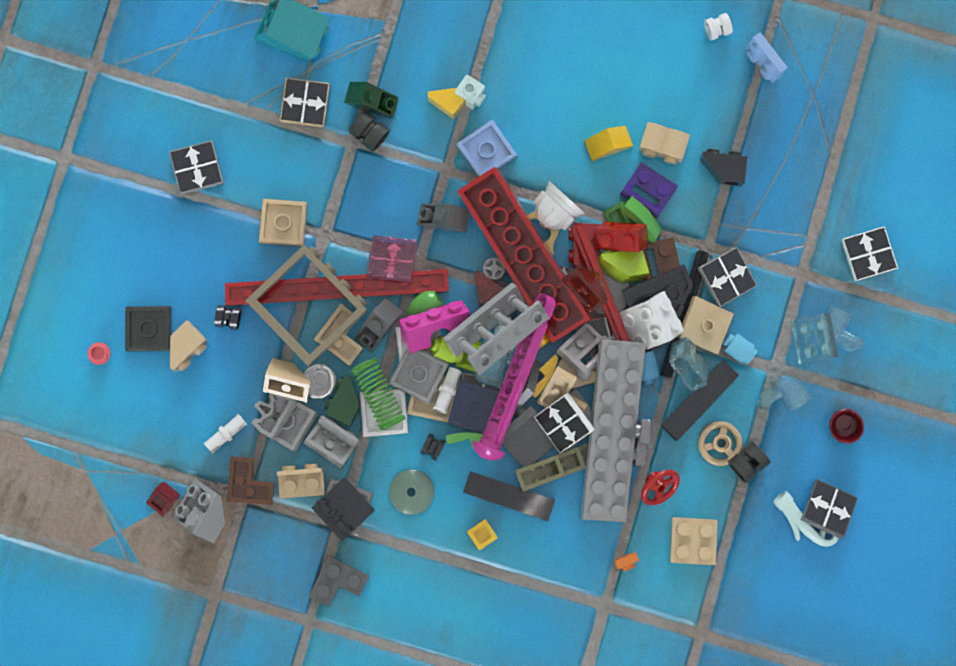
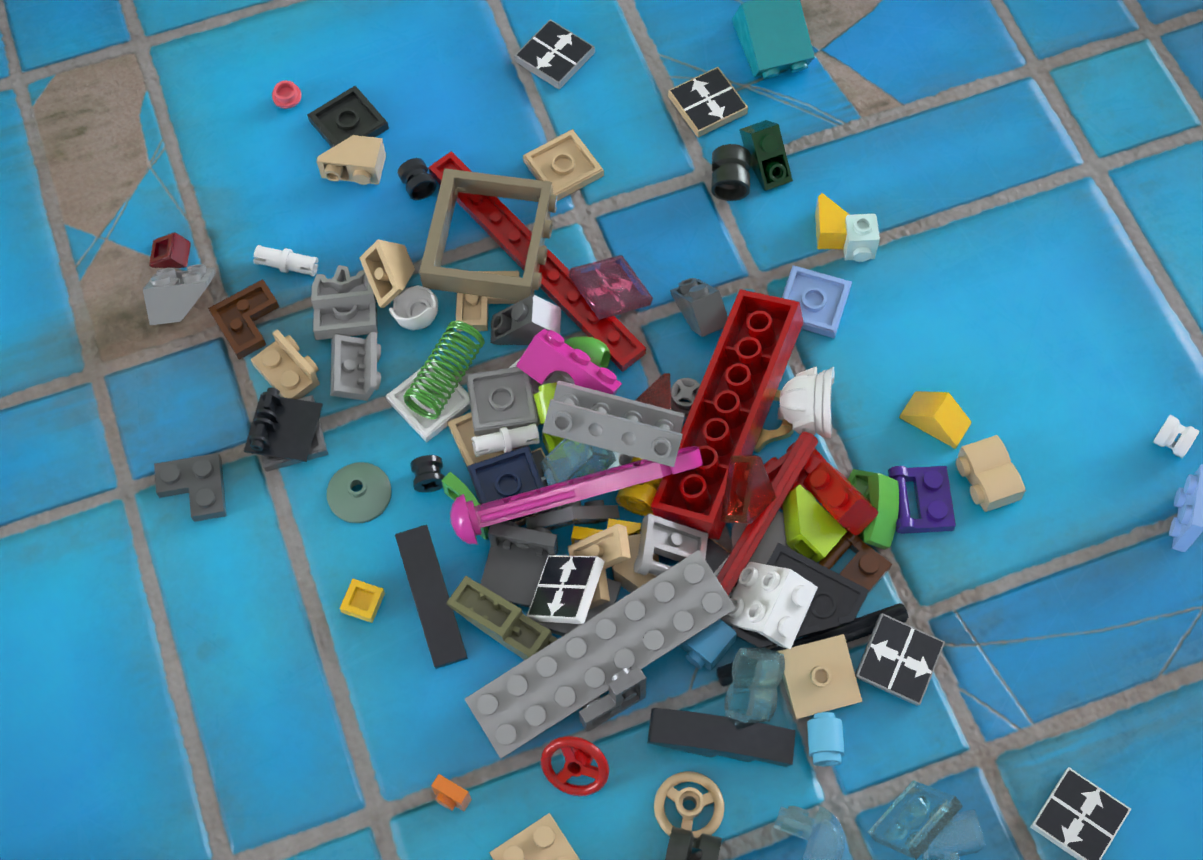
camera: 60 degrees right, 20 degrees down
(345, 403) = (409, 348): dark green slope -> none
(725, 168) = (1026, 563): black slope -> none

